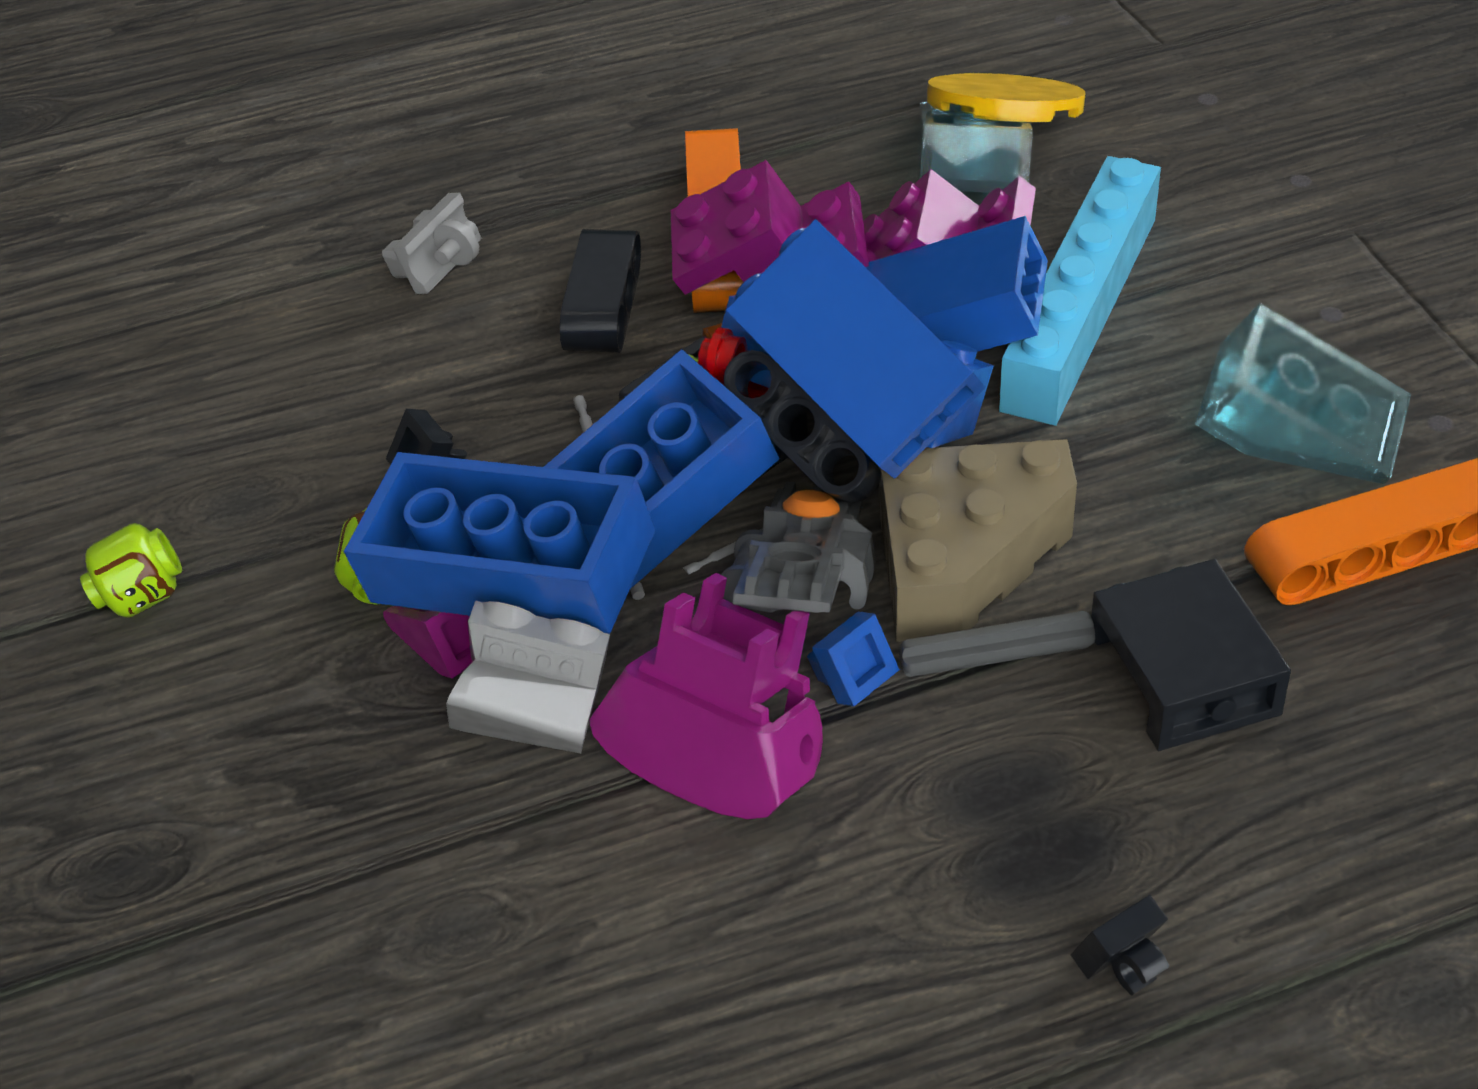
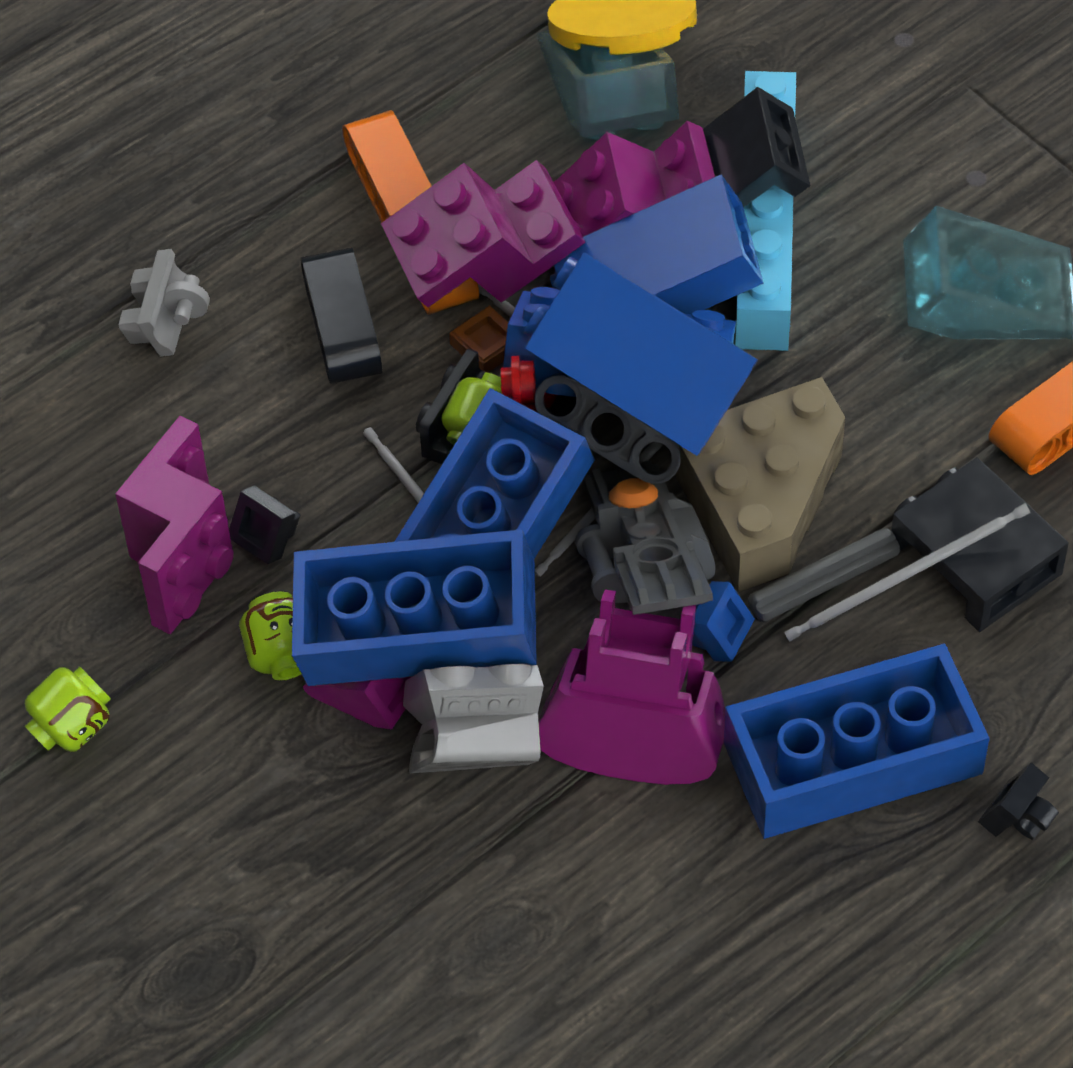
camera: 20 degrees left, 10 degrees up
(324, 424) = (175, 525): none -> magenta bracket
(951, 817) = (855, 740): none -> blue brick
(1086, 209) = (757, 147): none -> black panel
(1088, 655) = (907, 572): none -> light grey piece

